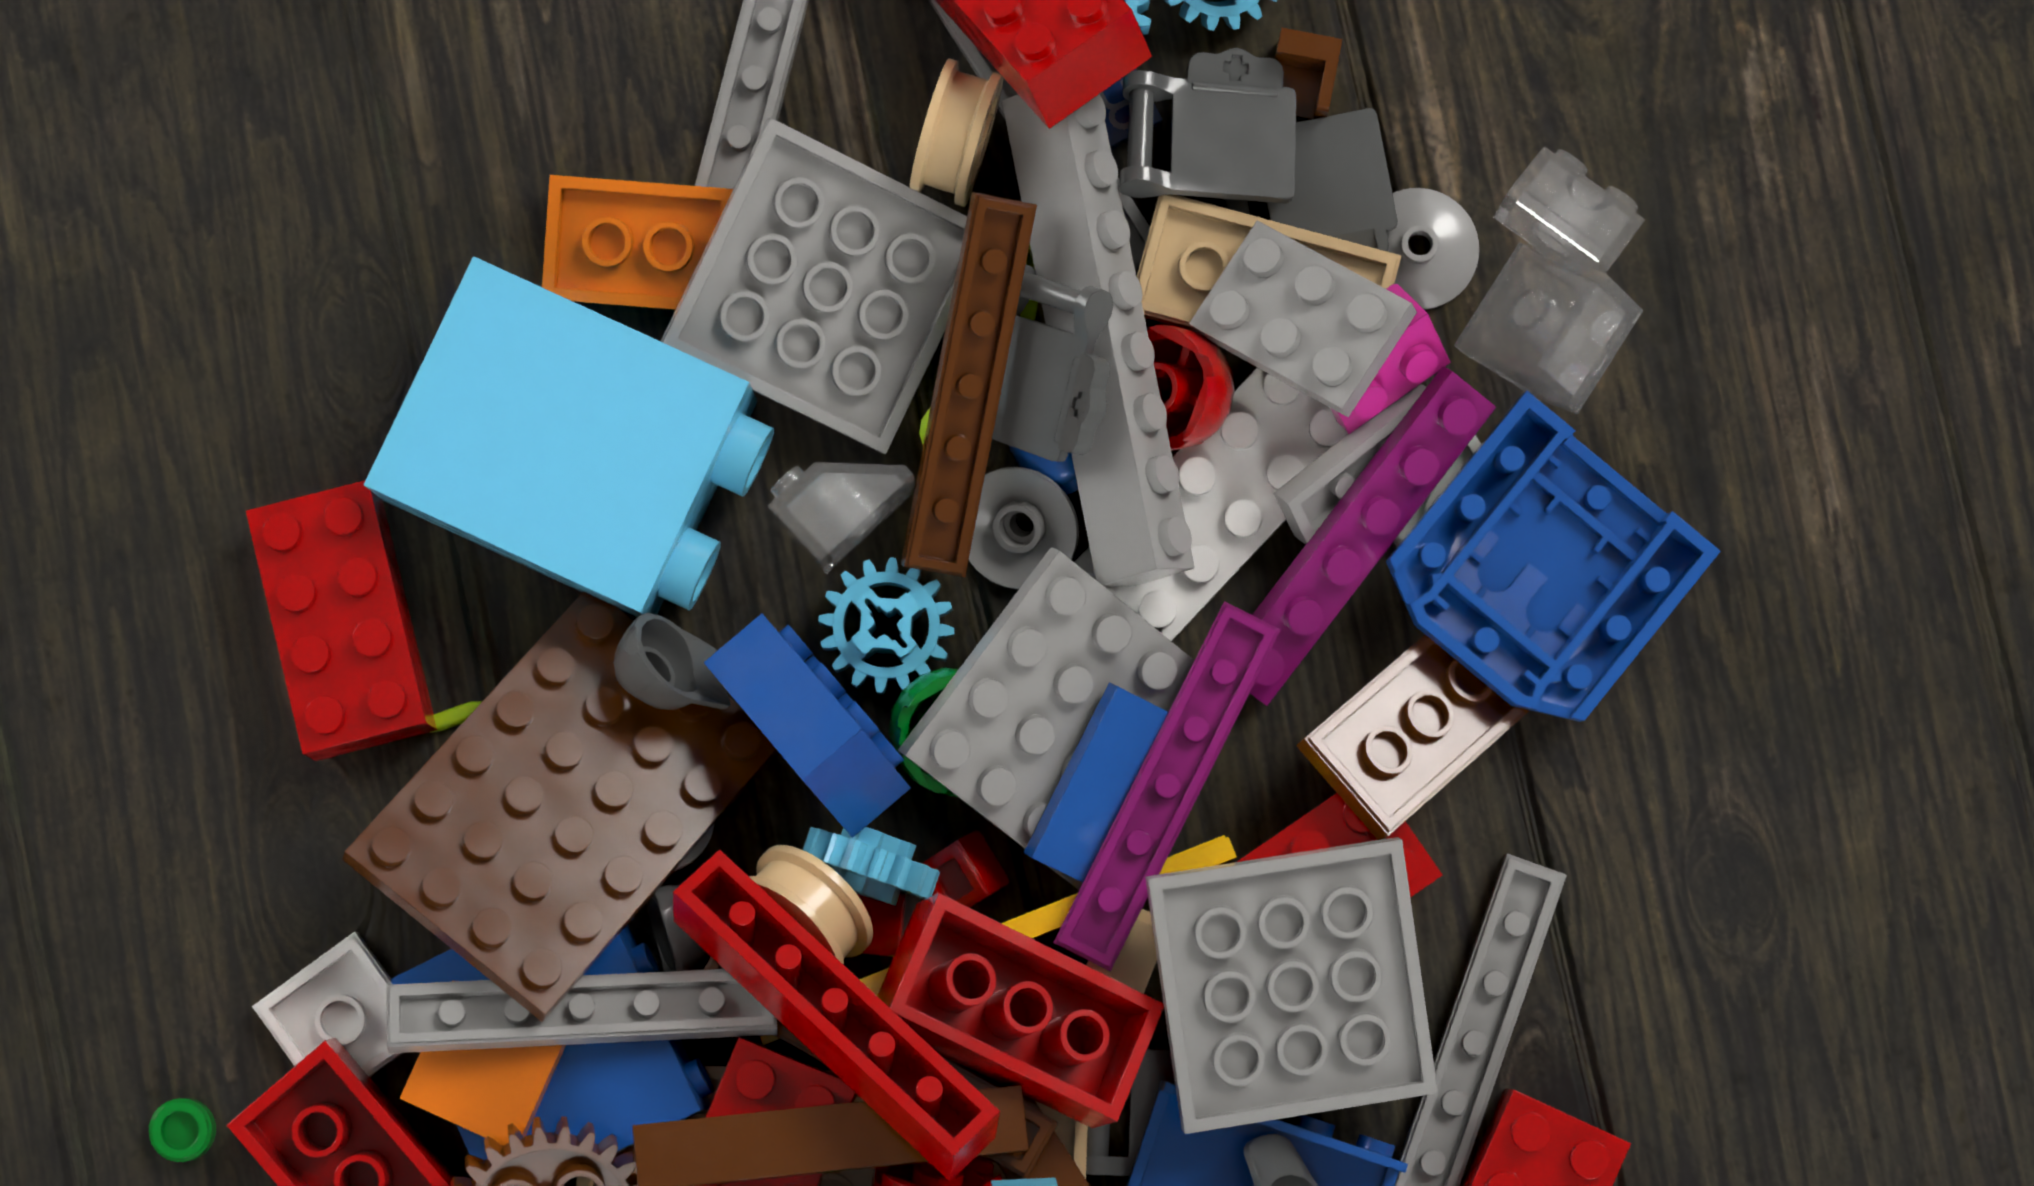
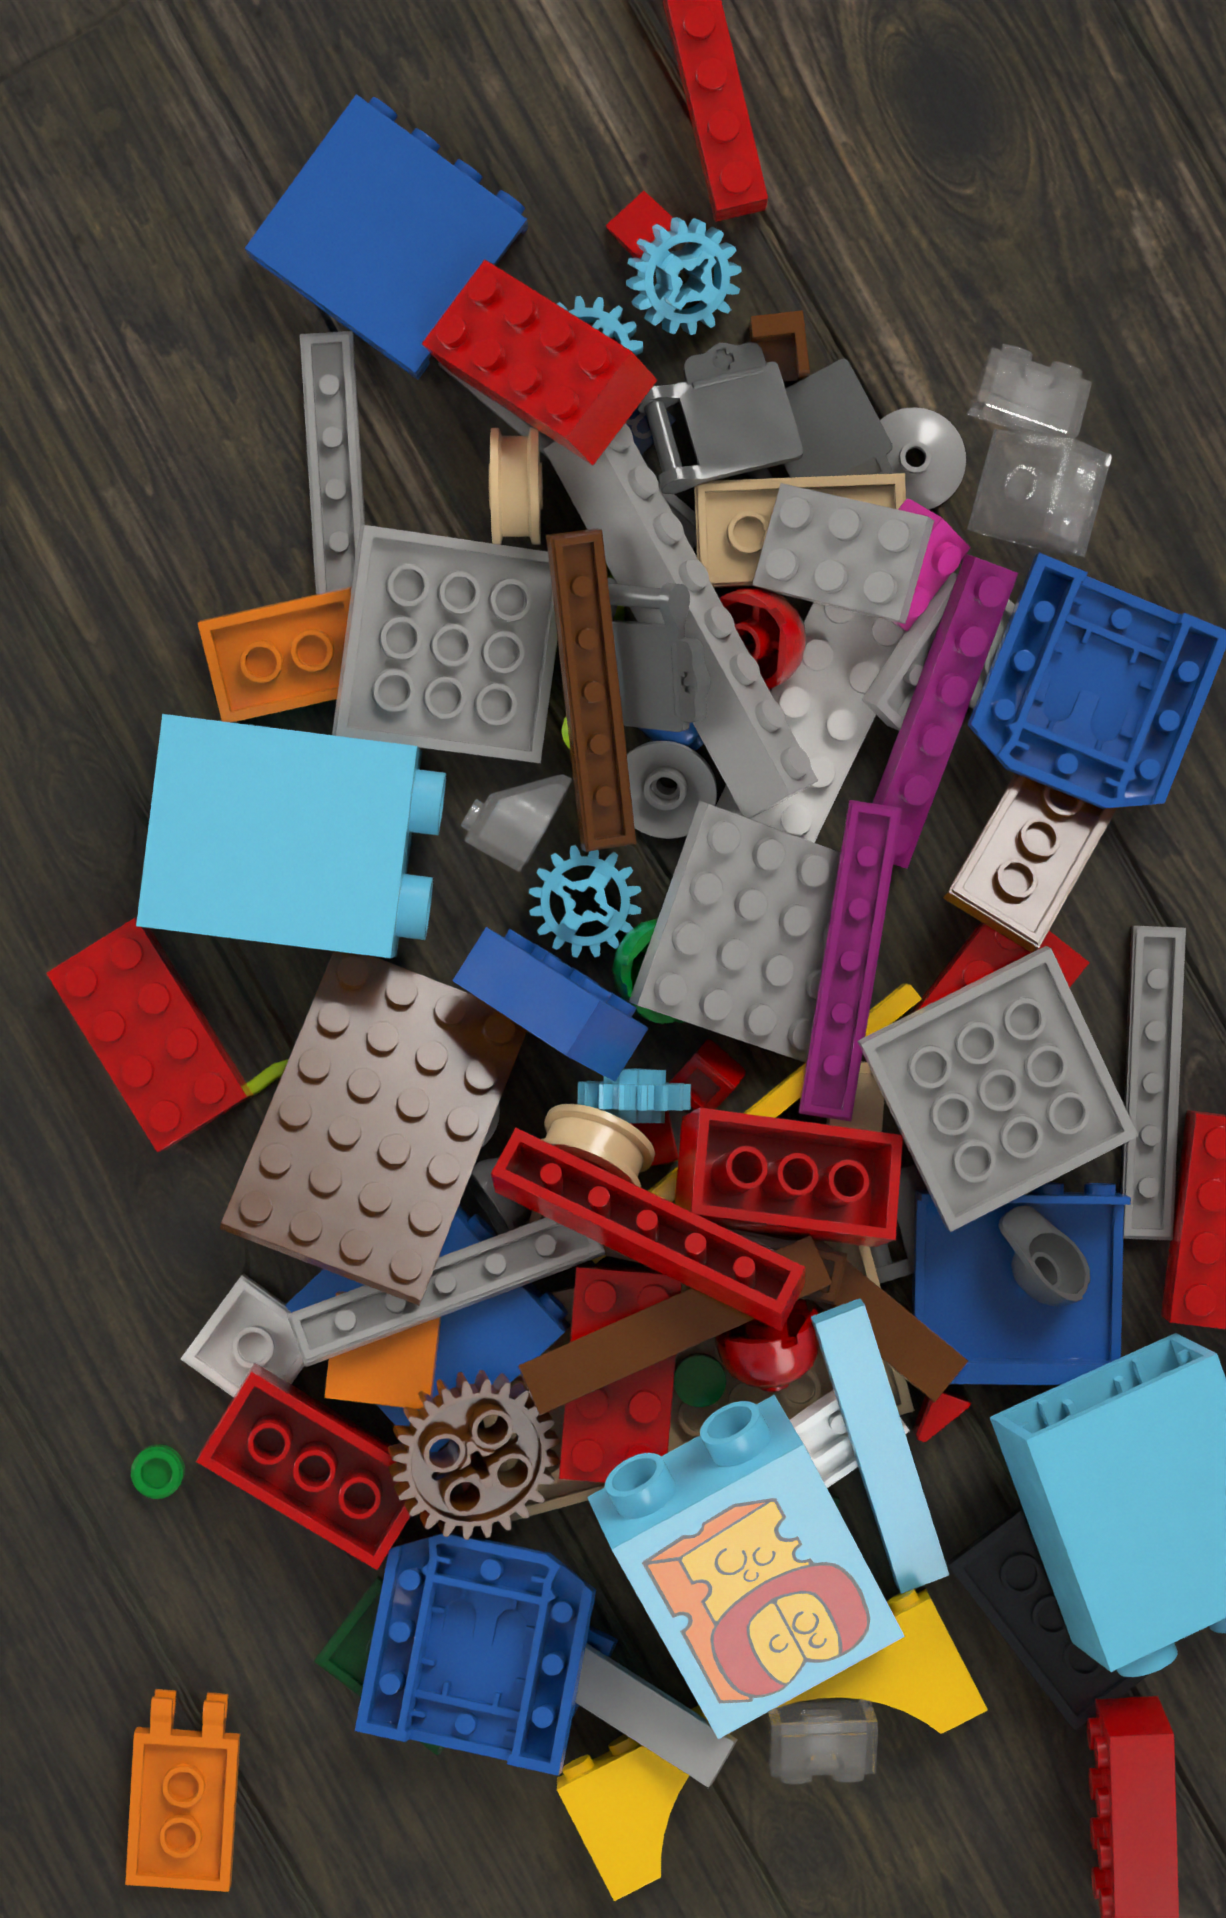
camera: 25 degrees left, 5 degrees up
(667, 666) = (423, 992): dark grey cap -> none
(1096, 782) = (793, 976): blue tile -> none

